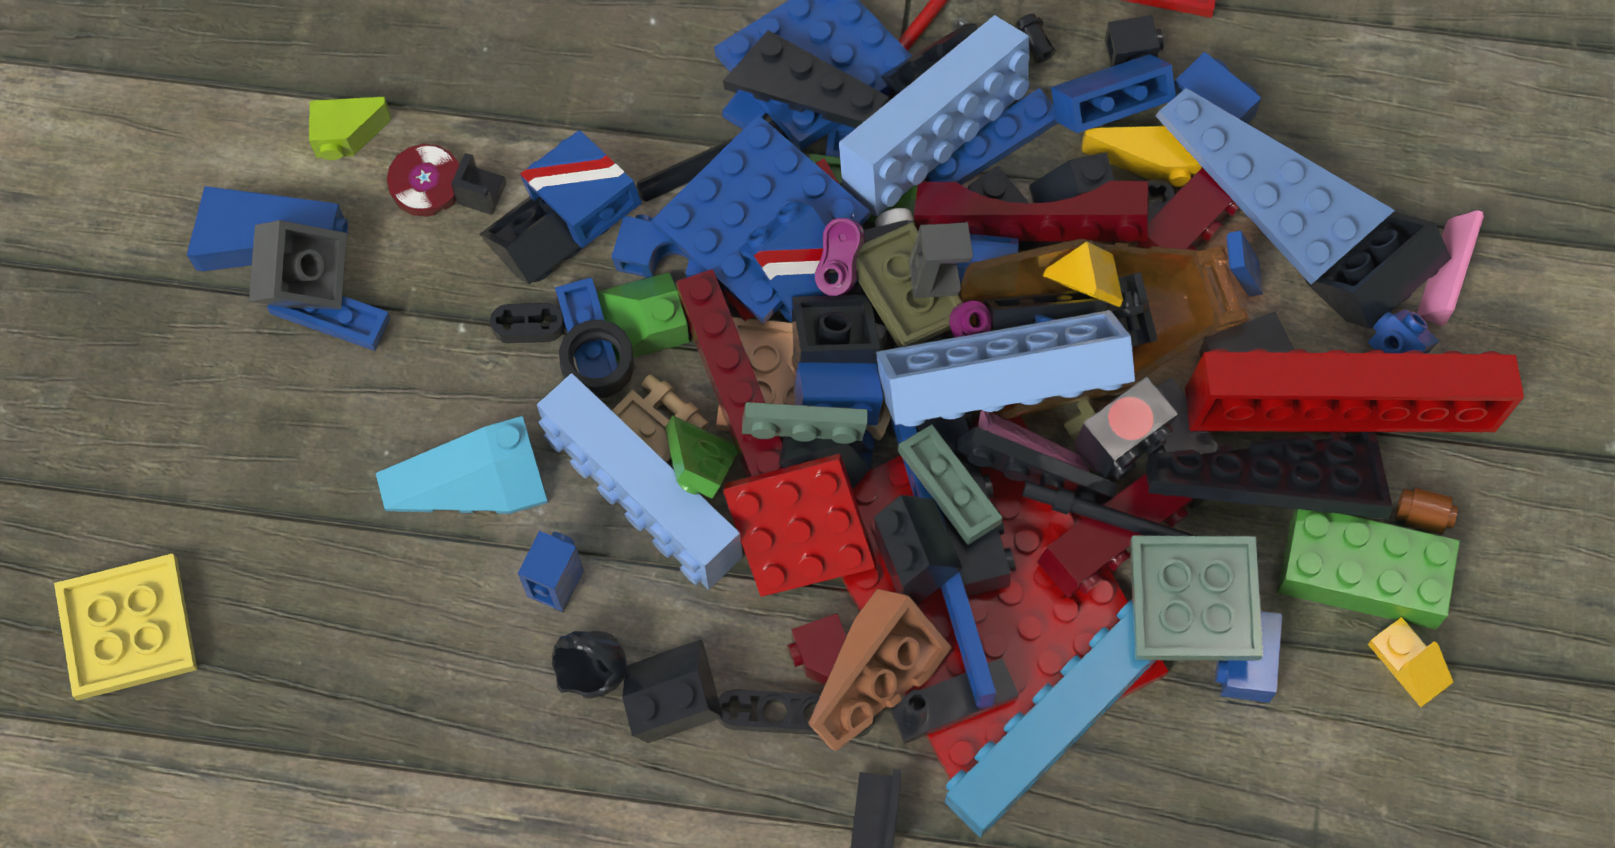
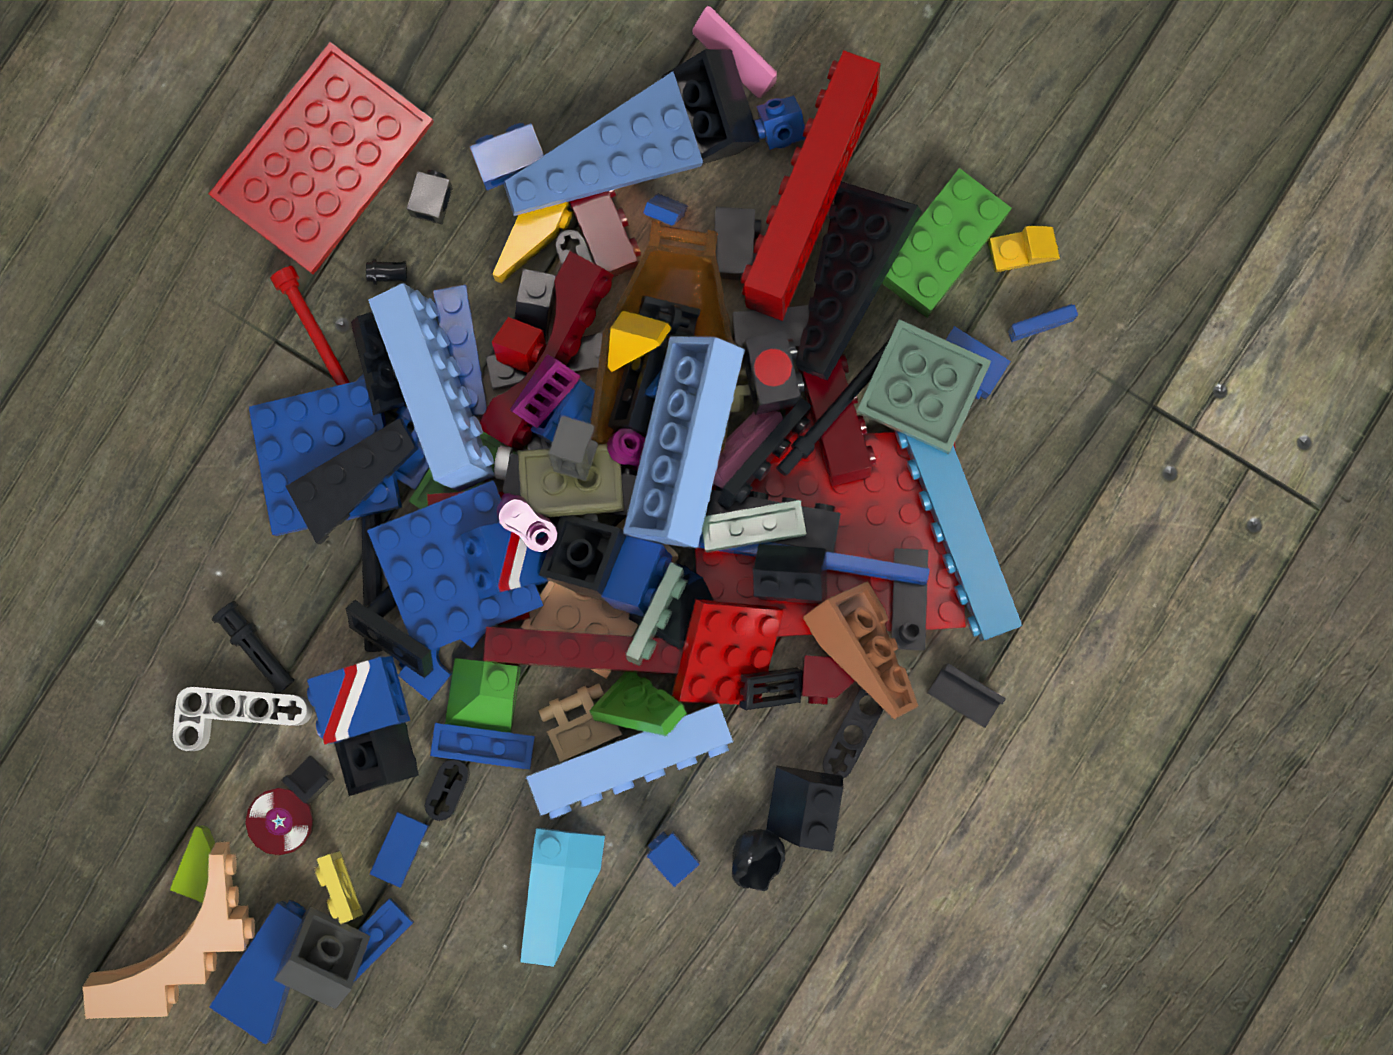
camera: 65 degrees left, 15 degrees up
(247, 149) = (152, 985): none -> light nougat arch
(378, 254) = (335, 876): none -> light yellow plate
(444, 304) = (399, 849): none -> blue tile
(512, 66) = (243, 711): none -> white beam
(592, 331) = (489, 760): black tyre -> none
(600, 65) = (244, 635): none -> black pin
(663, 169) = (370, 624): none -> black piece
(742, 109) = (343, 536): blue tile -> none
(768, 566) = (770, 676): none -> black tile
(1018, 209) = (535, 385): none -> magenta slope
(1025, 179) = (519, 345): none -> red brick
(1113, 93) = (472, 236): blue brick -> none
(1339, 715) = (1042, 322): none -> blue tile
(1426, 510) = (918, 176): dark orange brick -> none

